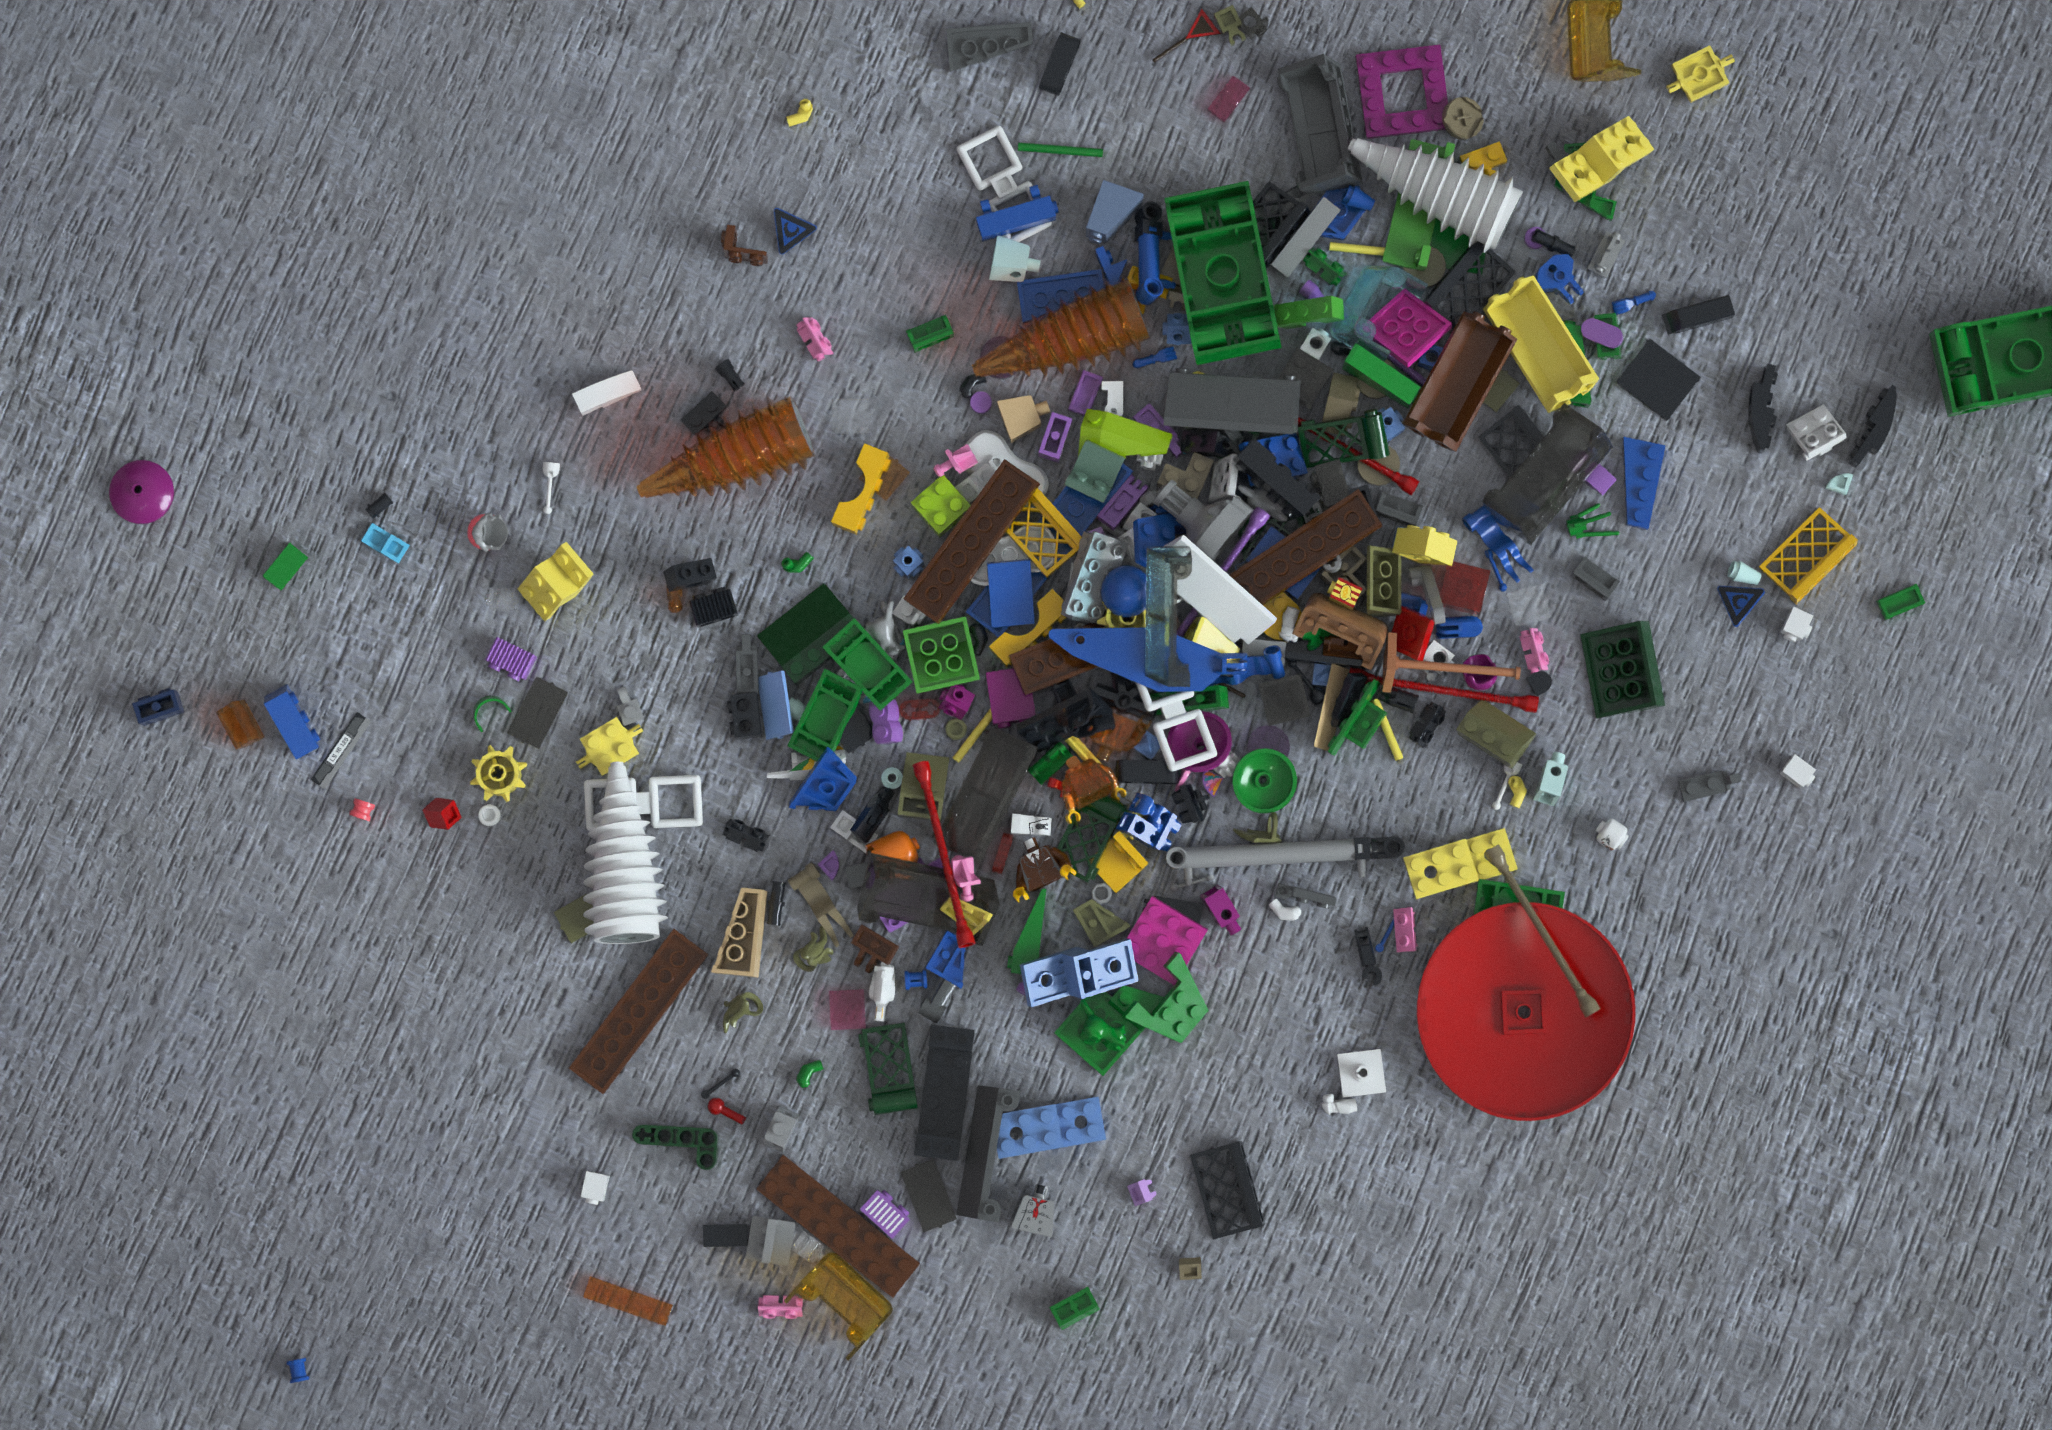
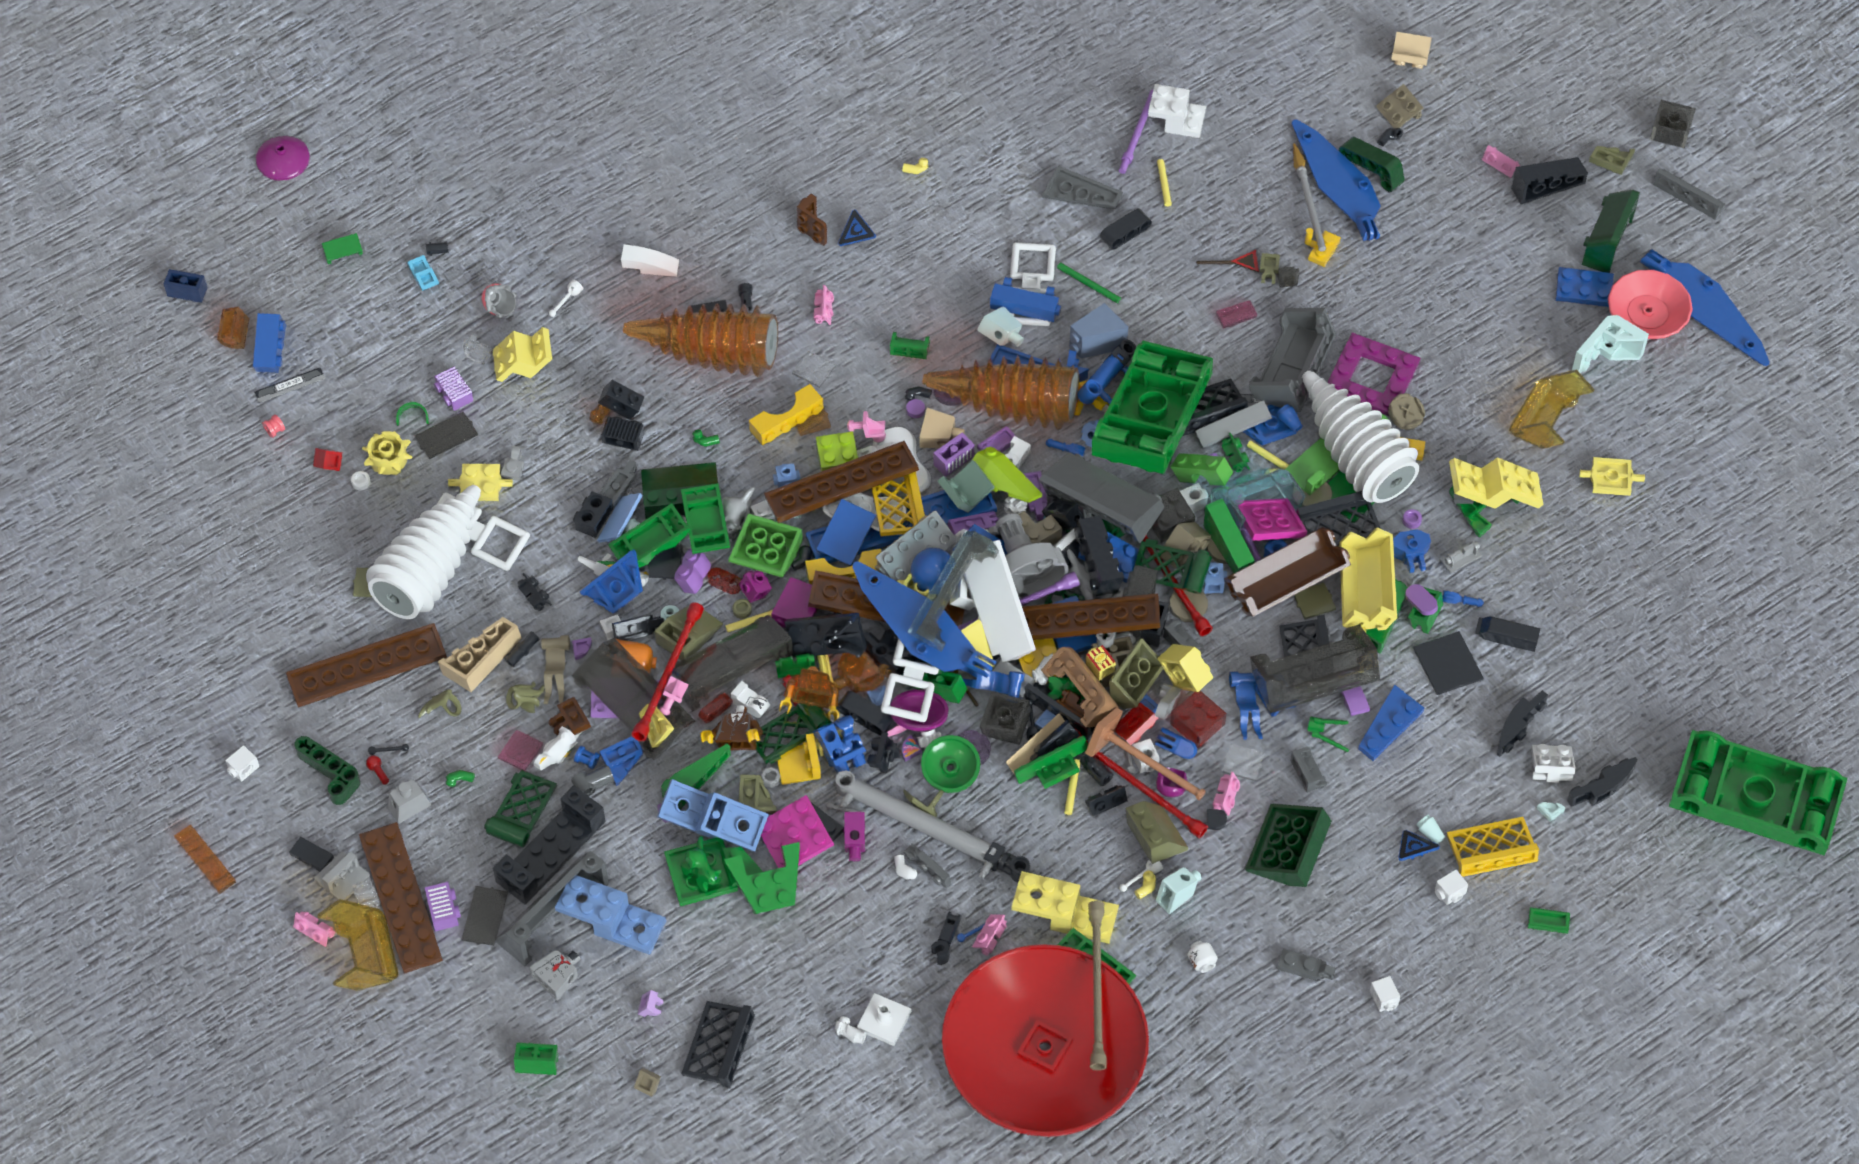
camera: 30 degrees right, 25 degrees down
(1489, 554) = (1230, 738): blue hinge -> none
(1552, 243) = (1422, 524): black pin -> none

